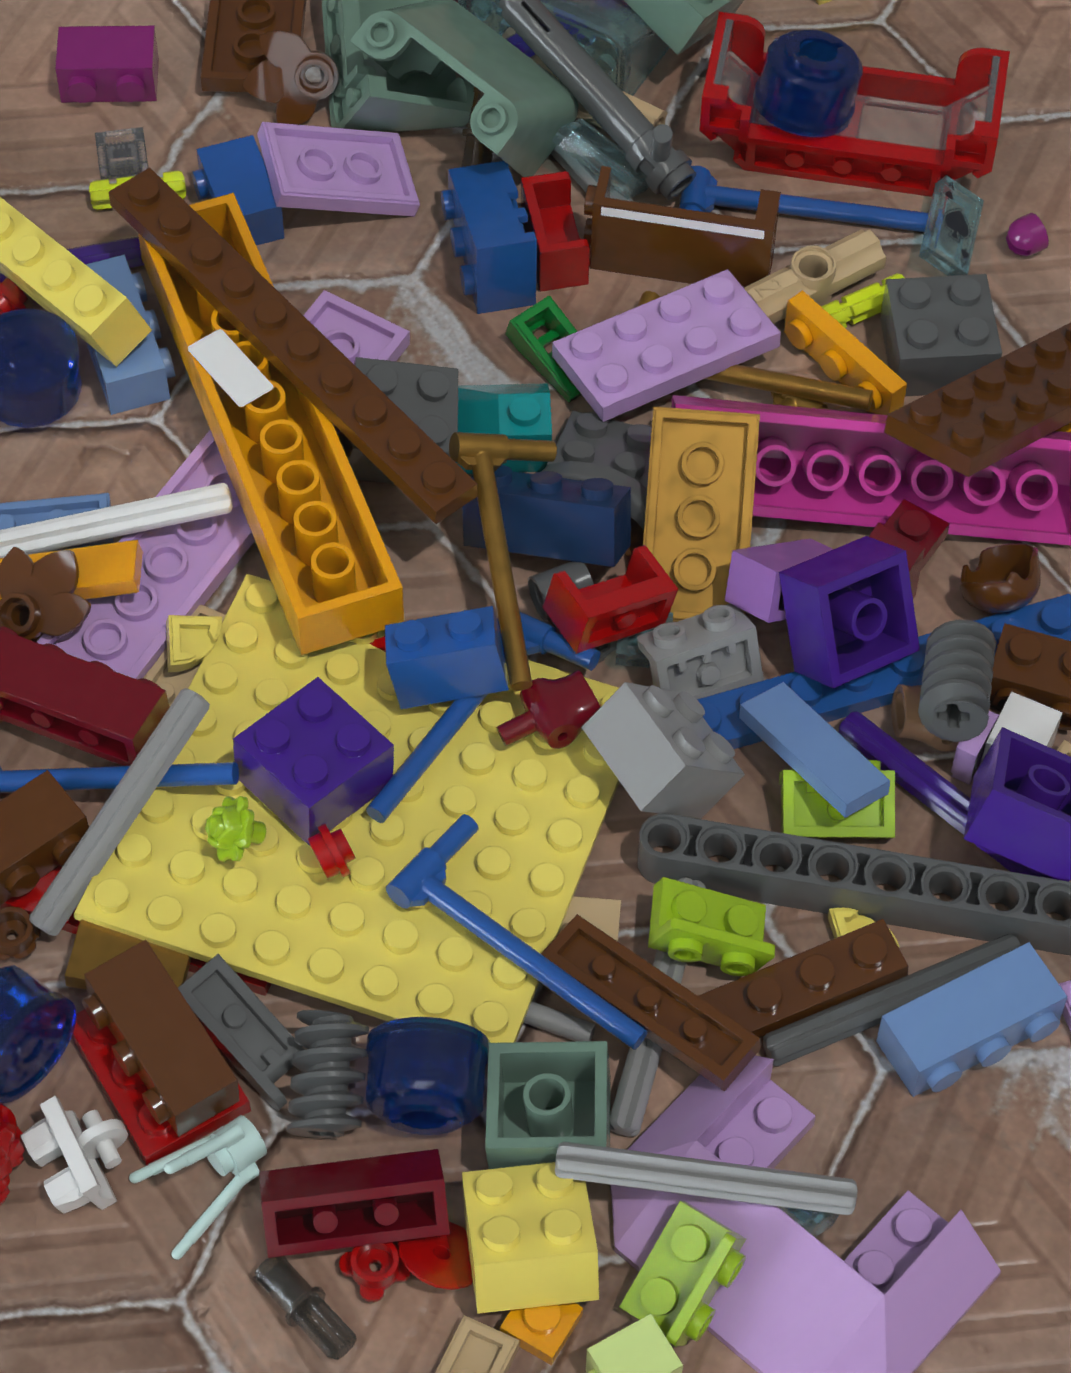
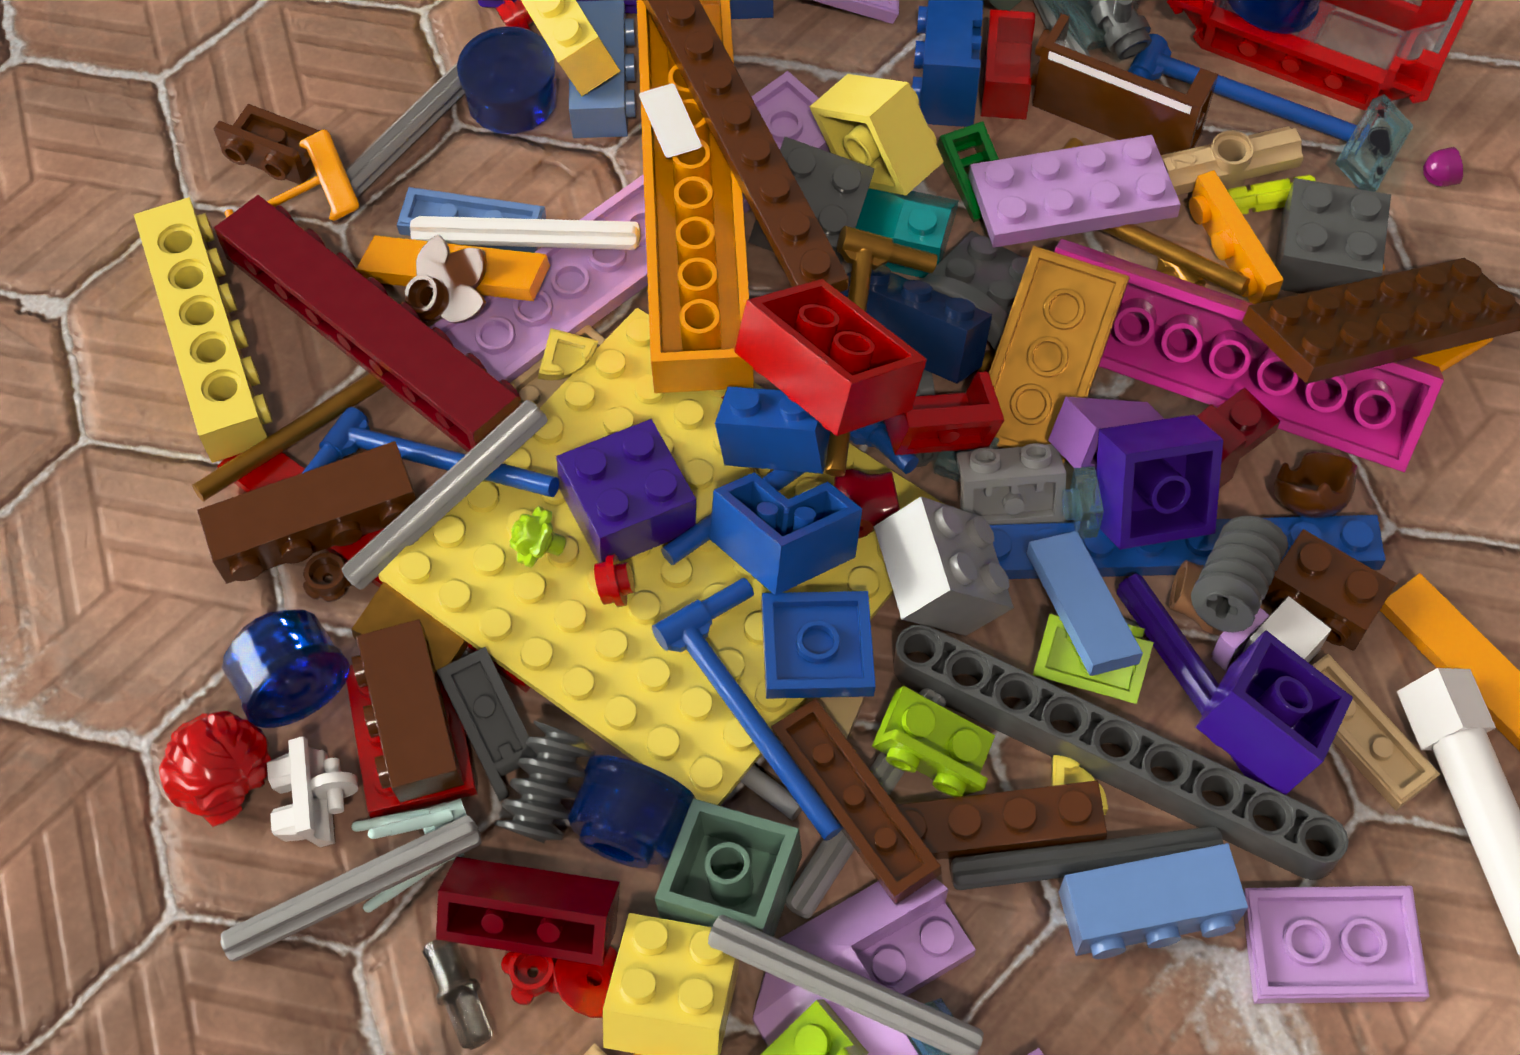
camera: 20 degrees right, 5 degrees up
(156, 1236) = (350, 888): none -> light grey axle
(449, 324) = (879, 127): none -> light yellow brick
(488, 565) = (829, 356): none -> red brick
(493, 761) = (781, 537): none -> blue brick
(561, 860) = (817, 645): none -> blue plate
(782, 651) = (1084, 502): none -> clear light blue plate

